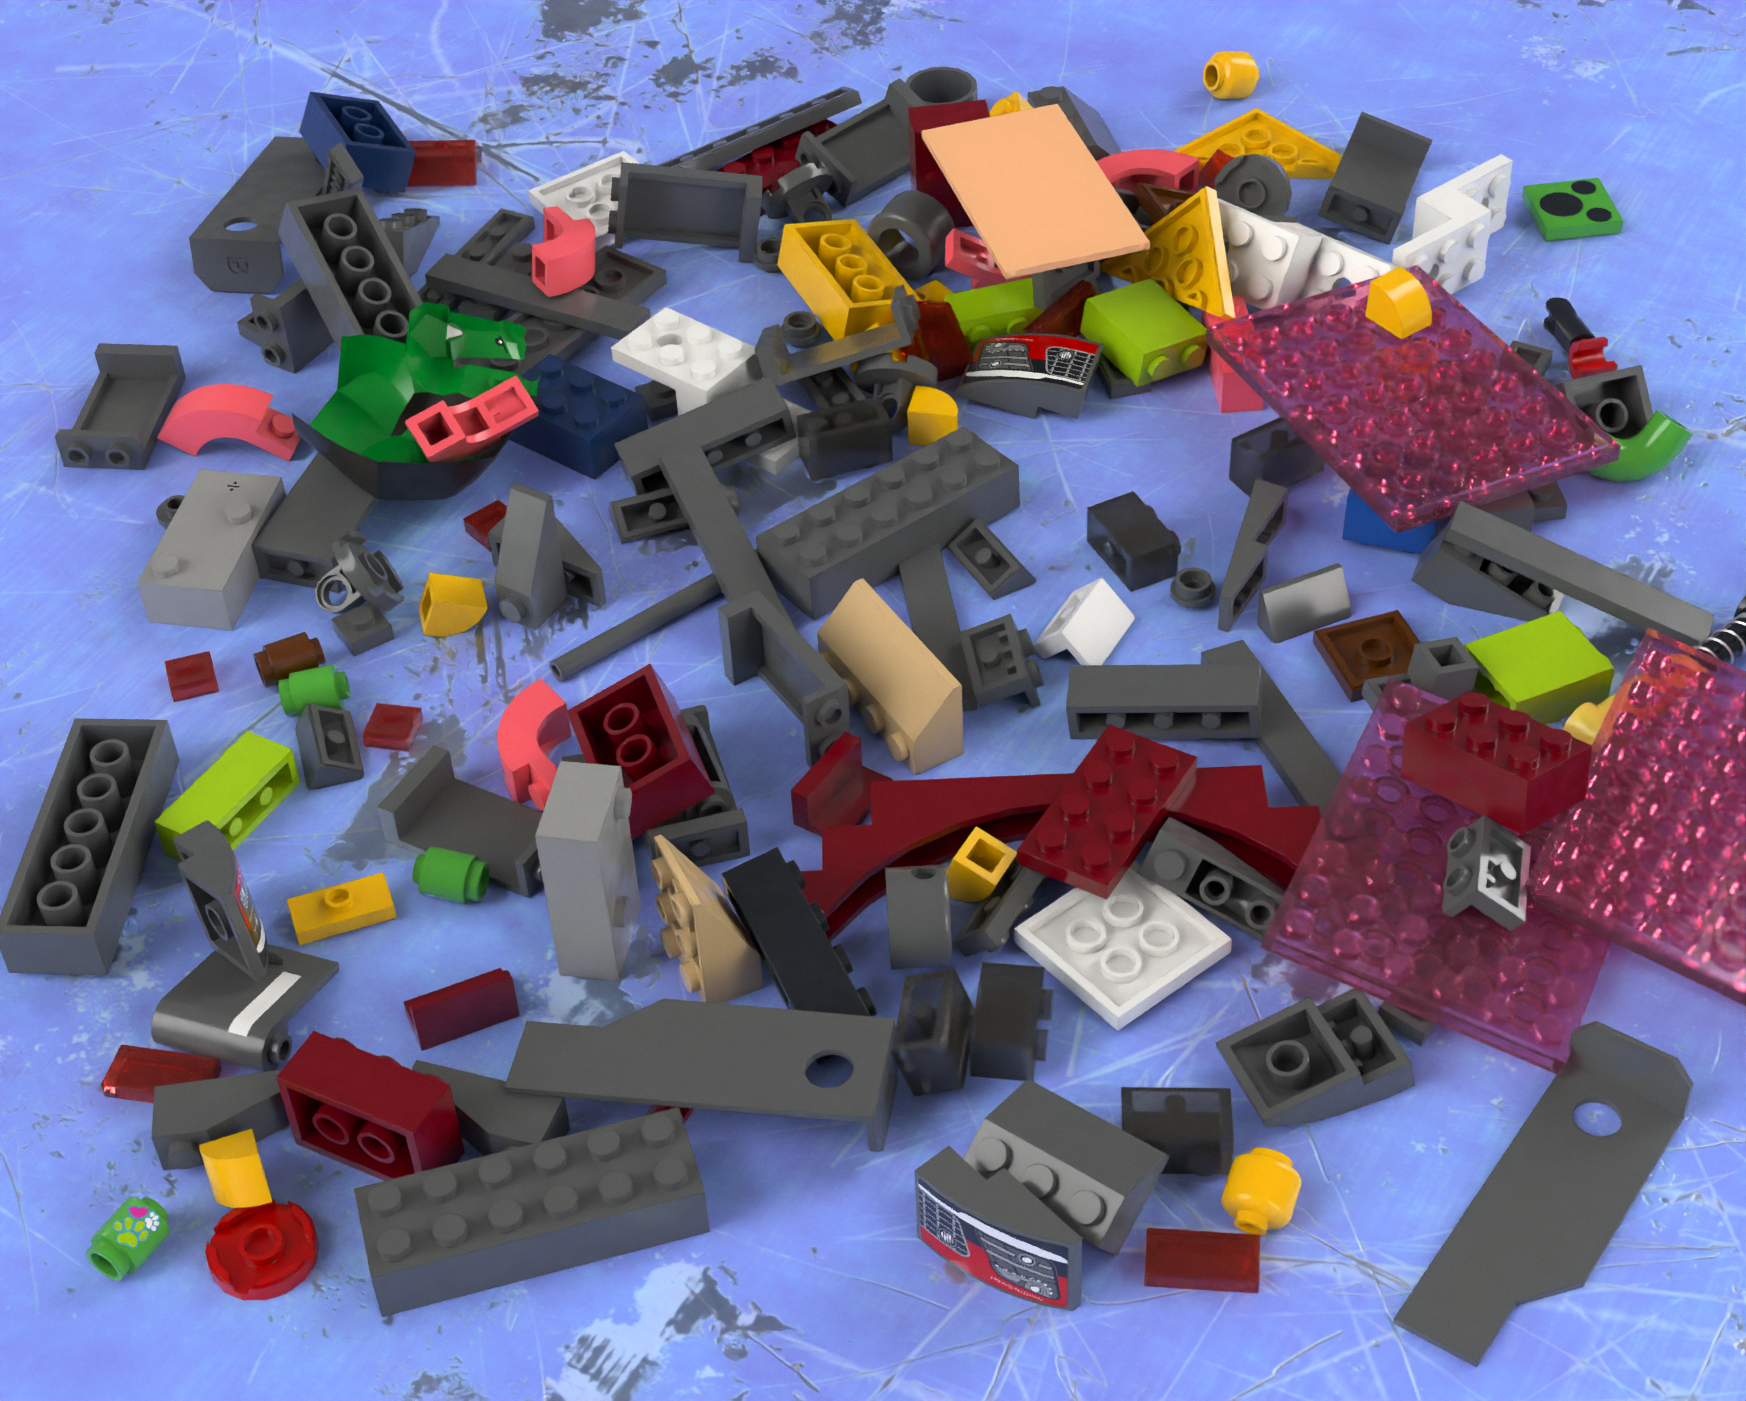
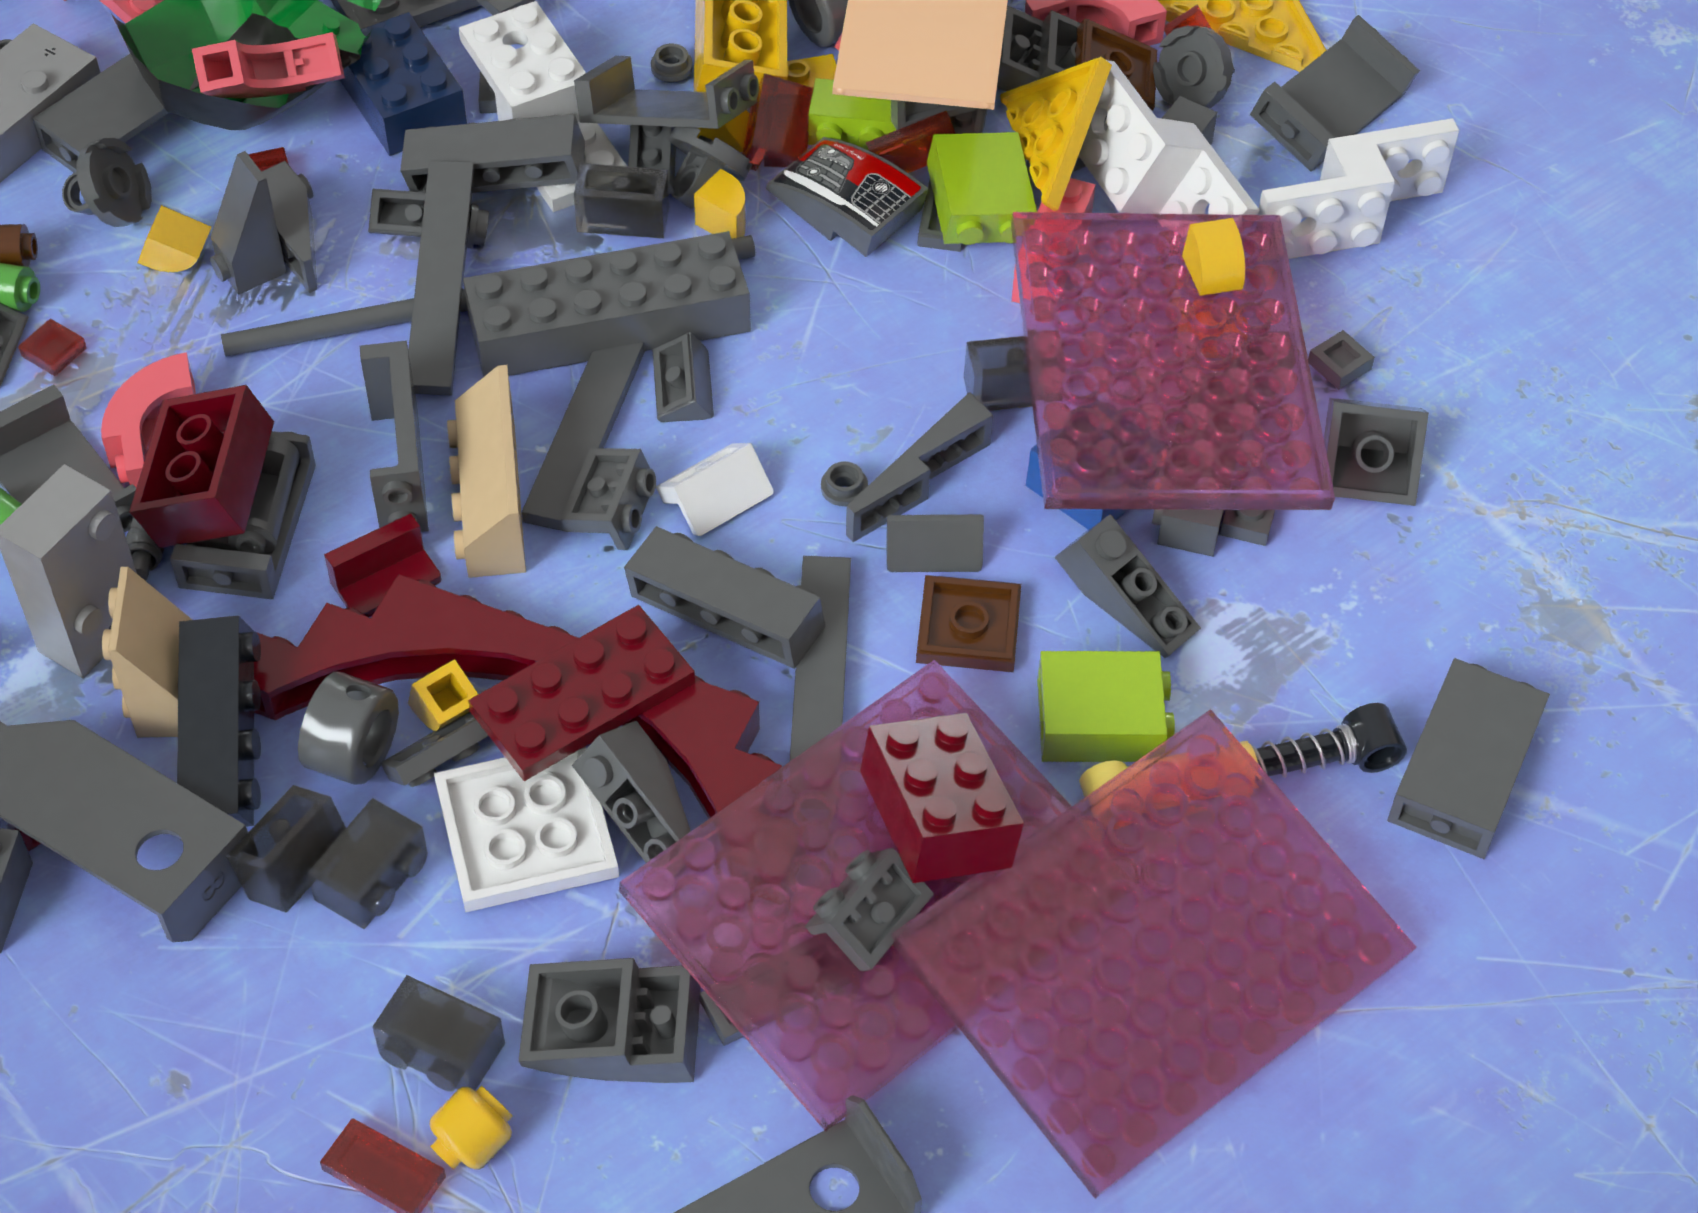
camera: 20 degrees right, 10 degrees up
(362, 628) = (88, 237): dark grey plate -> none
(997, 1232) = (204, 1063): slope -> none
(1070, 1162) = (306, 1030): dark grey slope -> none
(1133, 541) = (820, 413): clear smoke brick -> none
(1436, 667) = (990, 675): dark grey brick -> none
(1572, 209) = (1523, 198): bright green tile -> none
(1577, 575) = (1204, 622): dark grey tile -> none
(1580, 344) = (1412, 368): piece -> none
(1647, 451) = (1380, 507): bright green cylinder -> none

